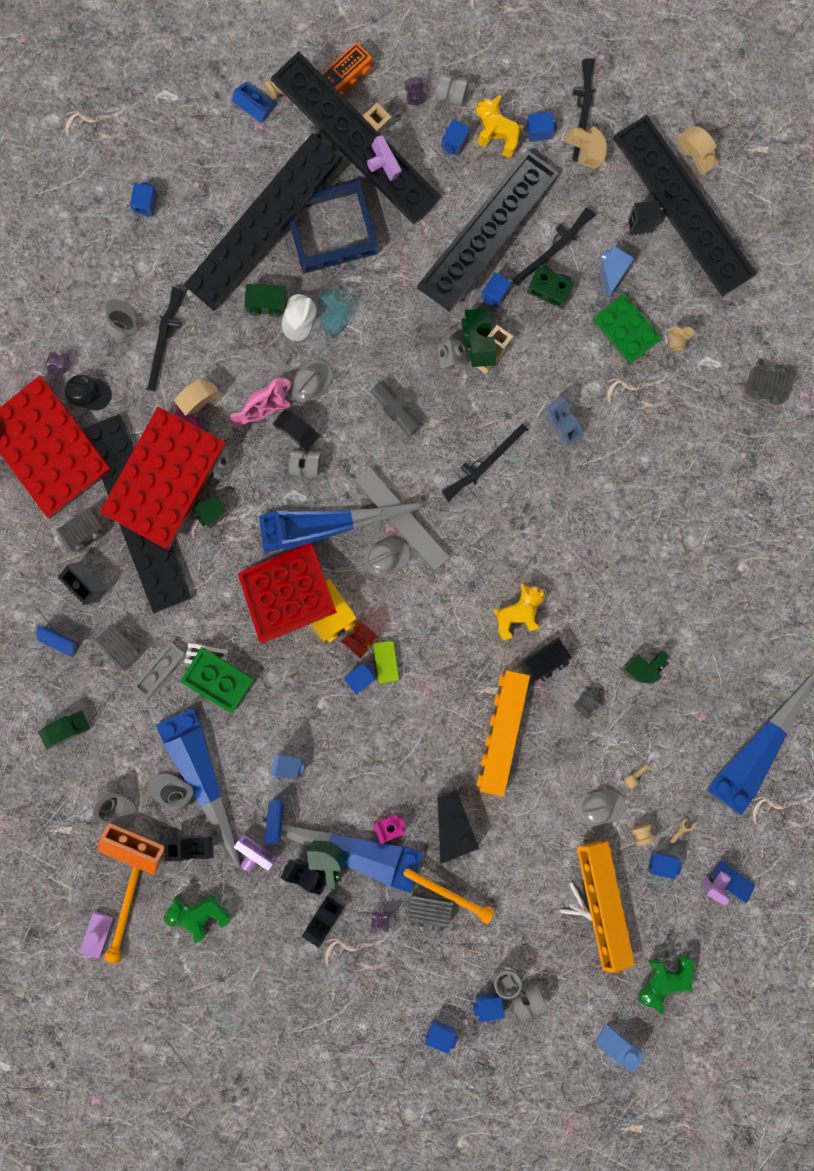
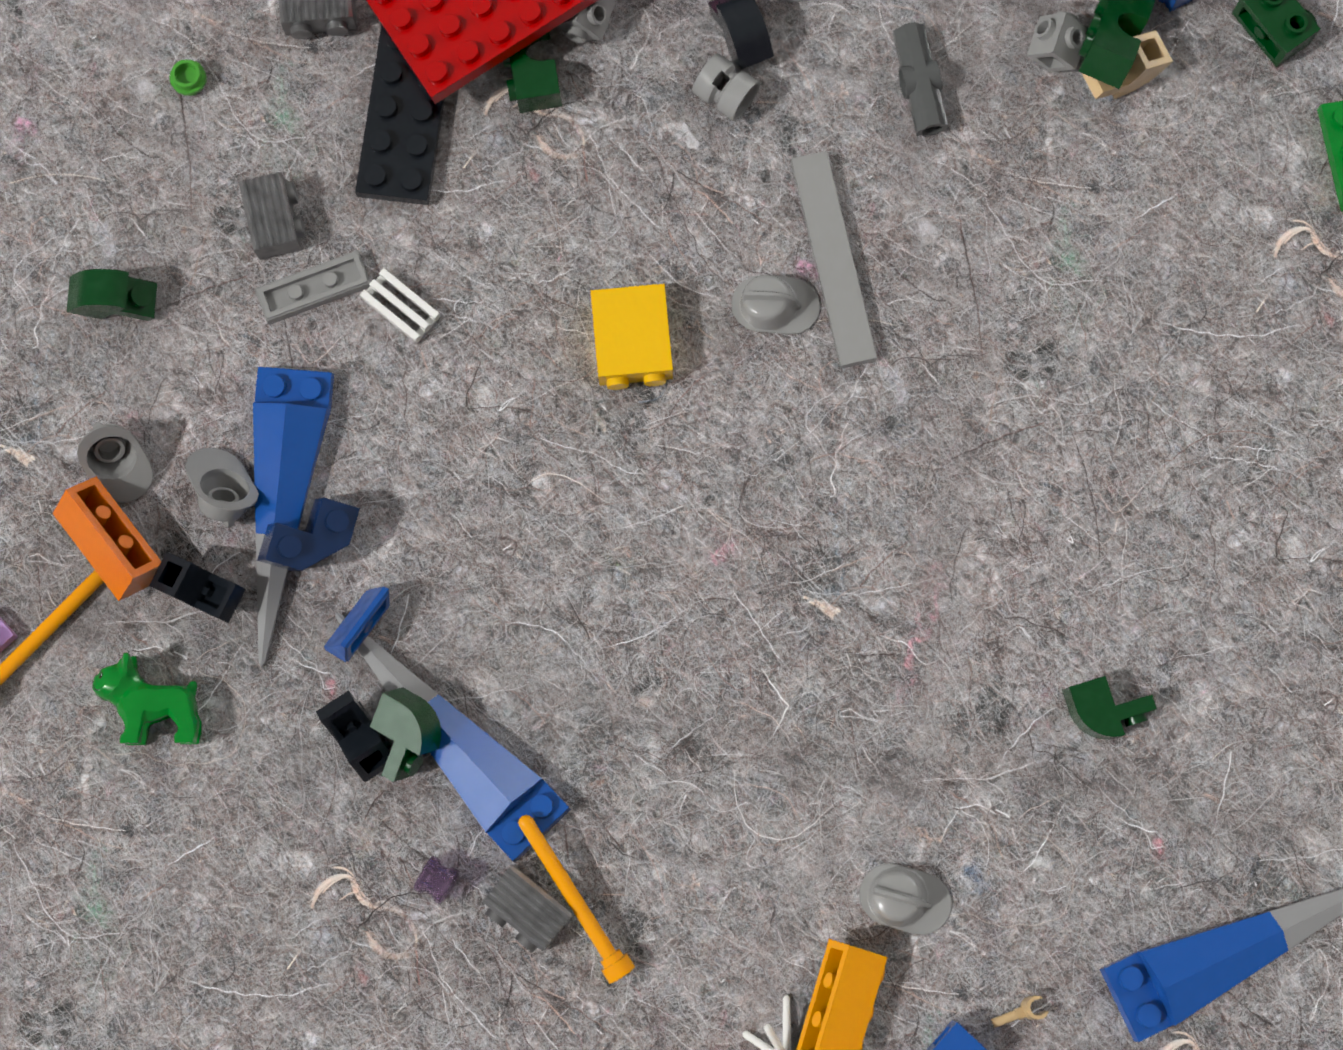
camera: 30 degrees right, 5 degrees down
(37, 600) = (188, 77): none -> bright green plate
(57, 641) = (180, 155): blue slope -> none
(82, 583) = (271, 85): black brick -> none
(216, 680) = (394, 348): green plate -> none
(235, 789) = (326, 532): none -> dark blue brick
(254, 854) = (296, 658): lavender tile -> none
(286, 593) = (583, 269): red plate -> none
(287, 766) = (428, 543): medium blue slope -> none
(299, 528) = (659, 182): blue plate -> none
(322, 921) = (344, 825): black brick -> none
(360, 639) = (659, 407): clear red wheel -> none
(360, 678) = (625, 470): blue brick -> none
(381, 828) = (522, 740): dark pink brick -> none
(386, 662) = (681, 469): lime tile -> none
(454, 828) = (643, 793): black wedge -> none
(473, 475) = (989, 251): black piece -> none
(503, 734) = (810, 685): light orange brick -> none
(520, 612) = (946, 504): yellow animal -> none
(548, 659) = (949, 605): black brick -> none
(563, 422) = (1181, 238): sand blue brick -> none
(586, 705) = (971, 716): dark grey wheel -> none
(631, 781) = (980, 881): tan hand -> none
(643, 834) = (953, 981): tan wheel -> none

